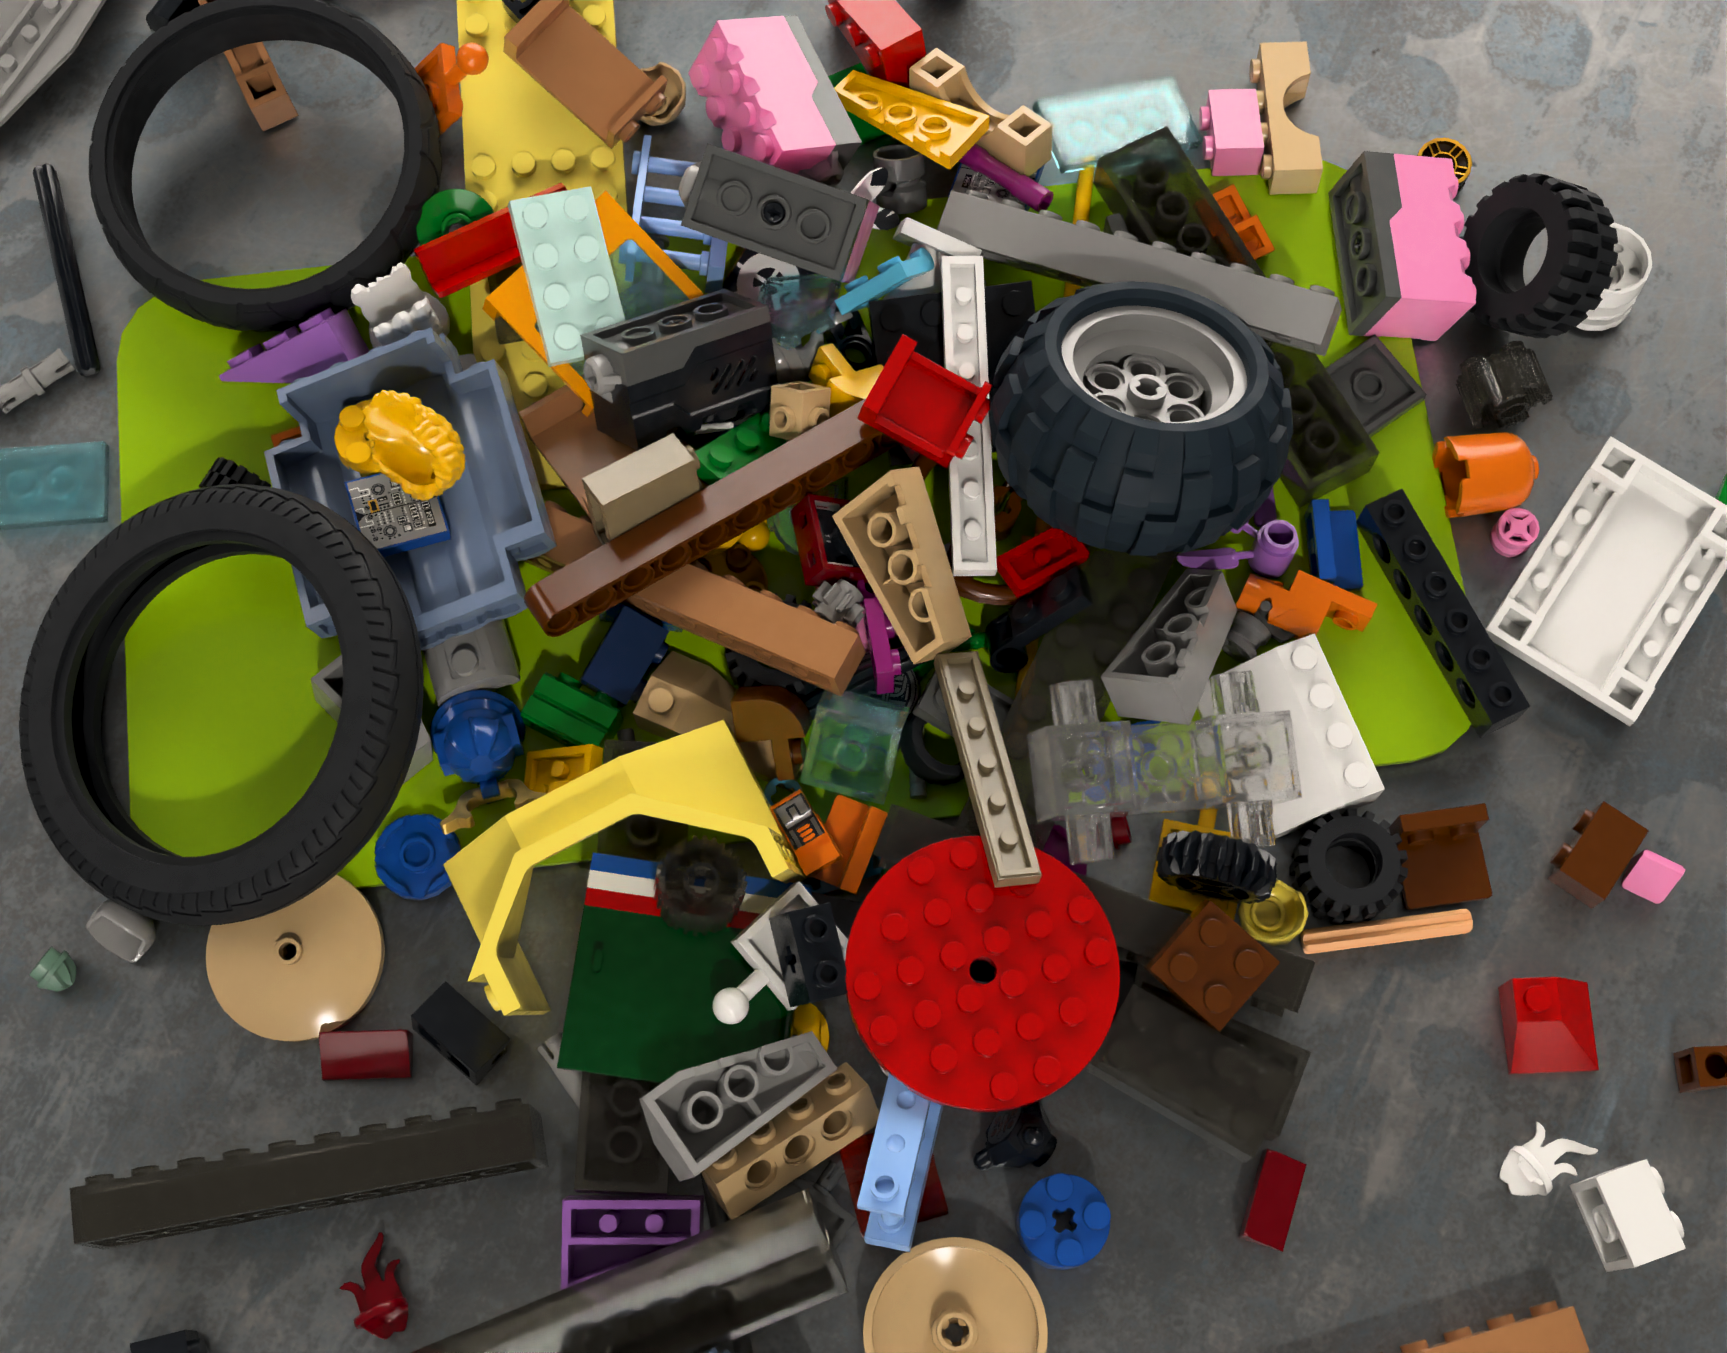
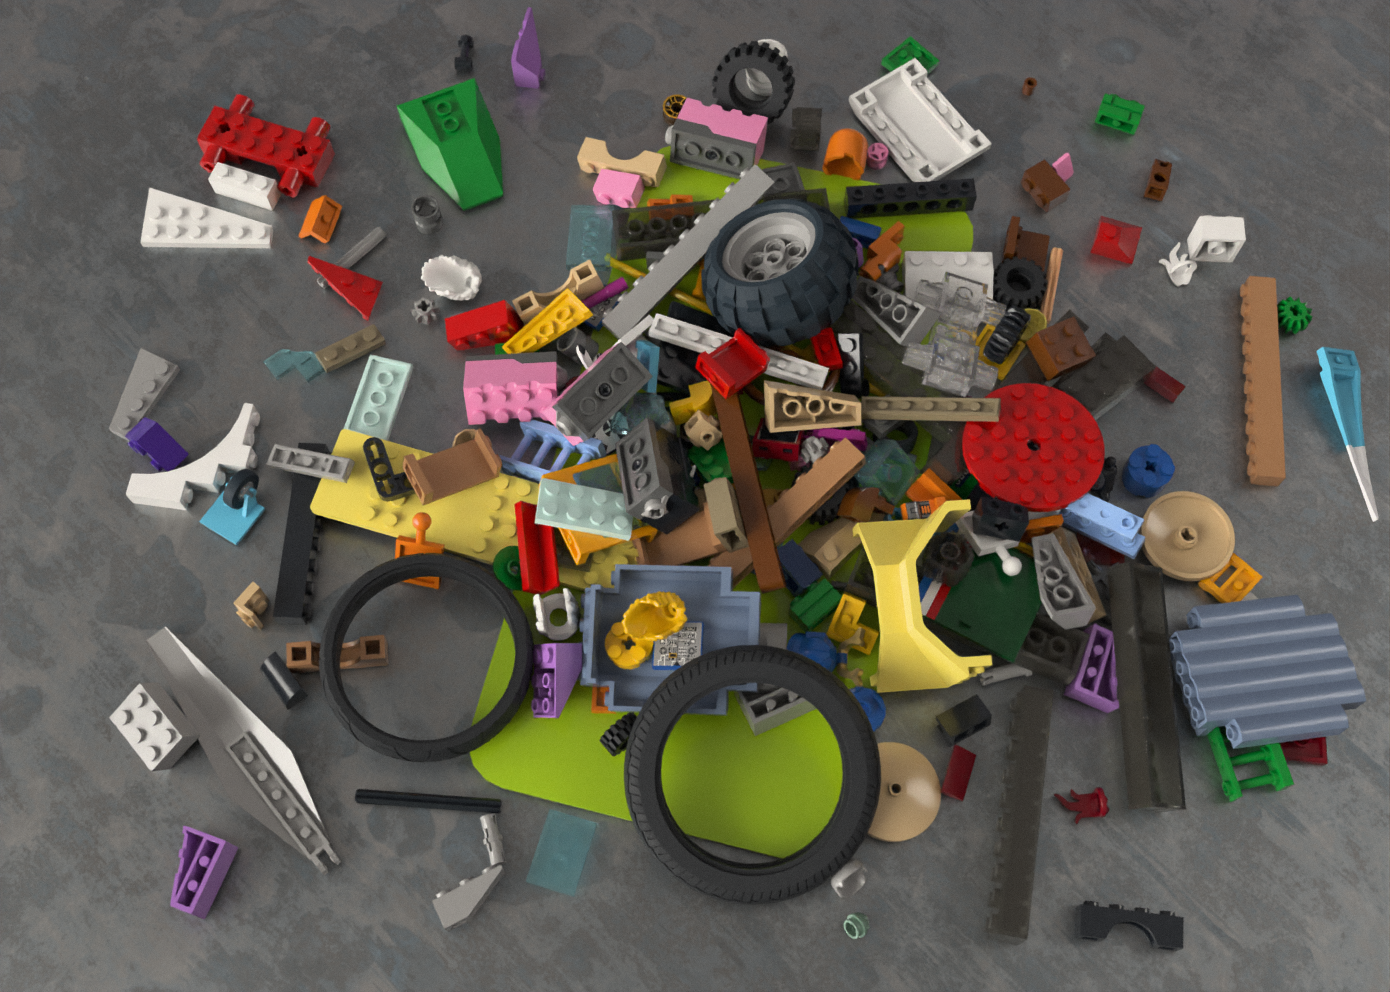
camera: 70 degrees left, 5 degrees down
(852, 1044) = (1041, 527): none -> orange tile

